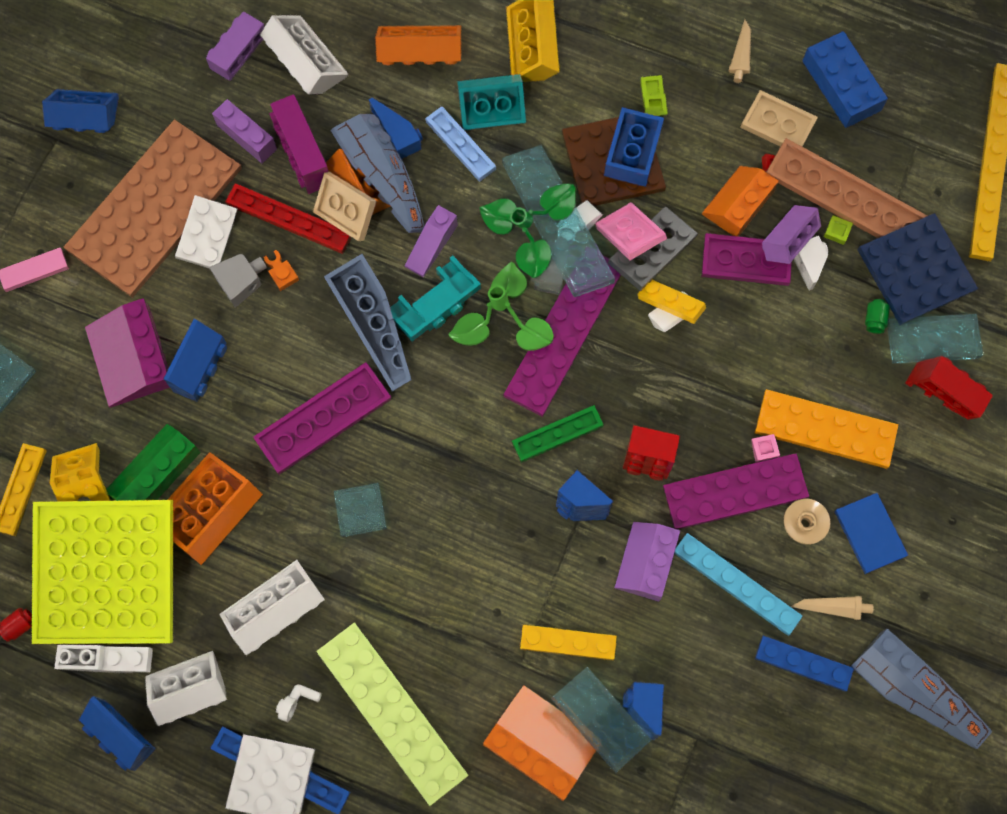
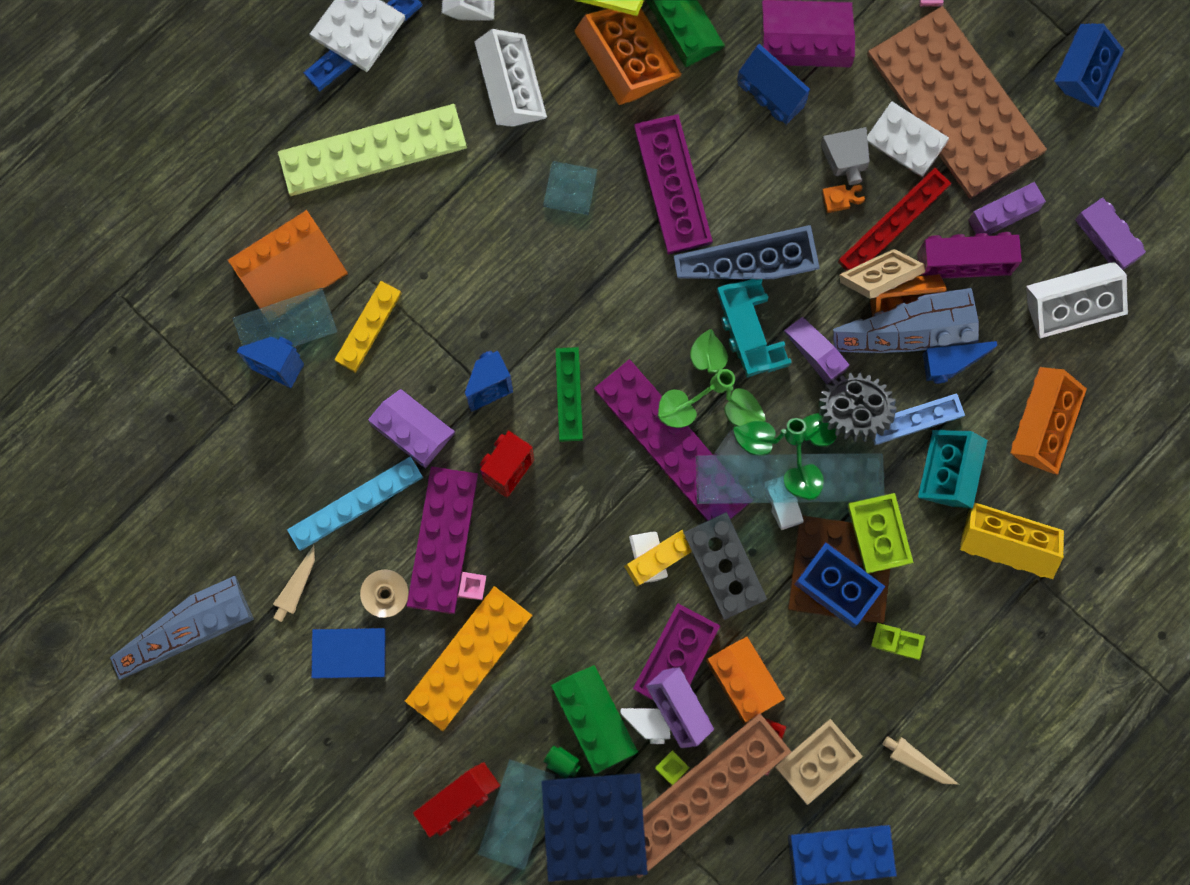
camera: 110 degrees right, 5 degrees up
(287, 707) = (414, 62): white plate -> none
(471, 188) = (857, 407): none -> dark grey gear
(574, 134) = (880, 533): none -> lime plate
(630, 231) = (749, 547): bright pink tile -> none
(804, 663) = (256, 532): blue plate -> none
(829, 305) = (594, 719): none -> green slope

